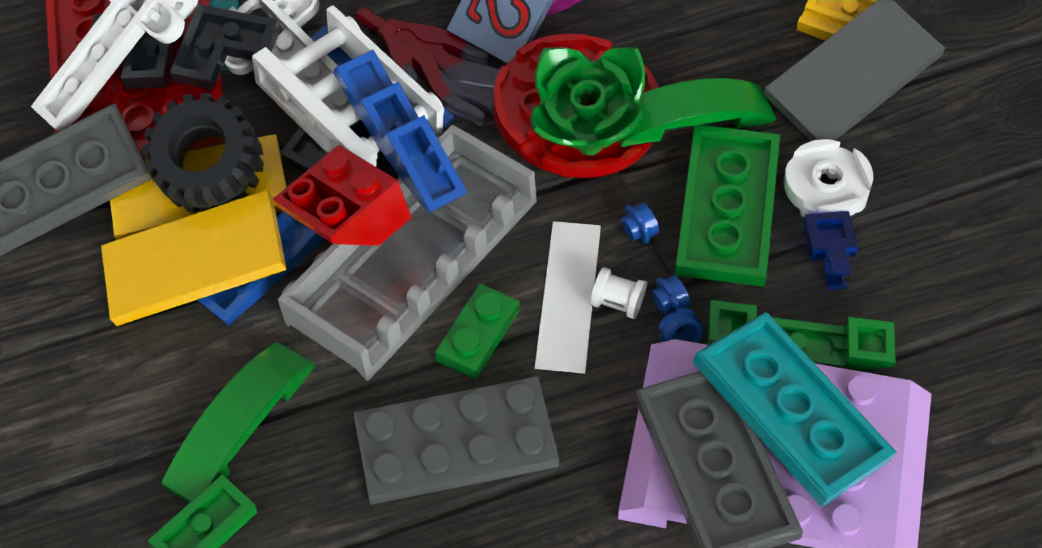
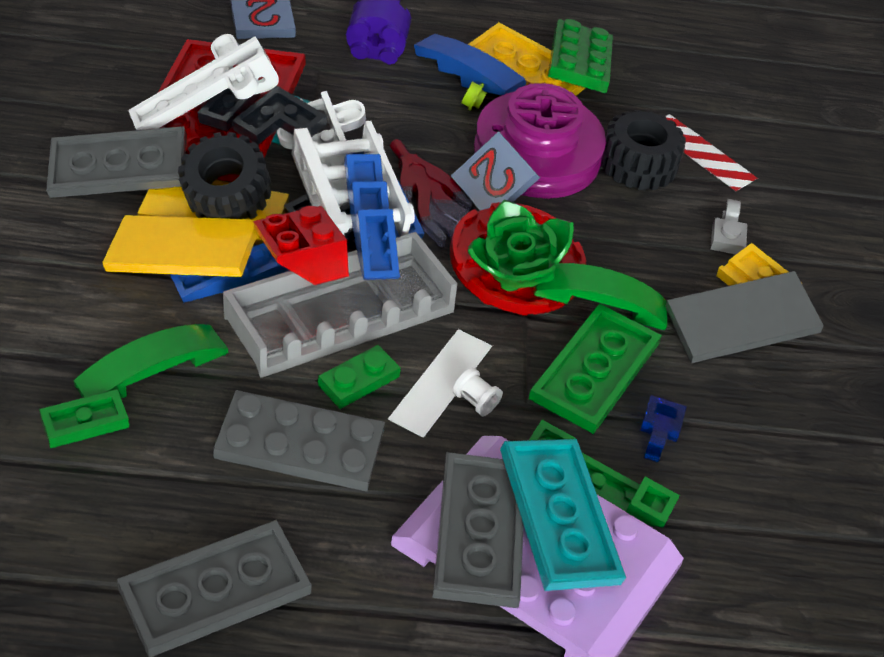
camera: 15 degrees right, 10 degrees down
(639, 223) = (520, 353): blue plate -> none
(670, 295) = (516, 410): blue plate -> none
(691, 326) = (514, 425): blue plate -> none
(826, 157) = (702, 381): white plate -> none

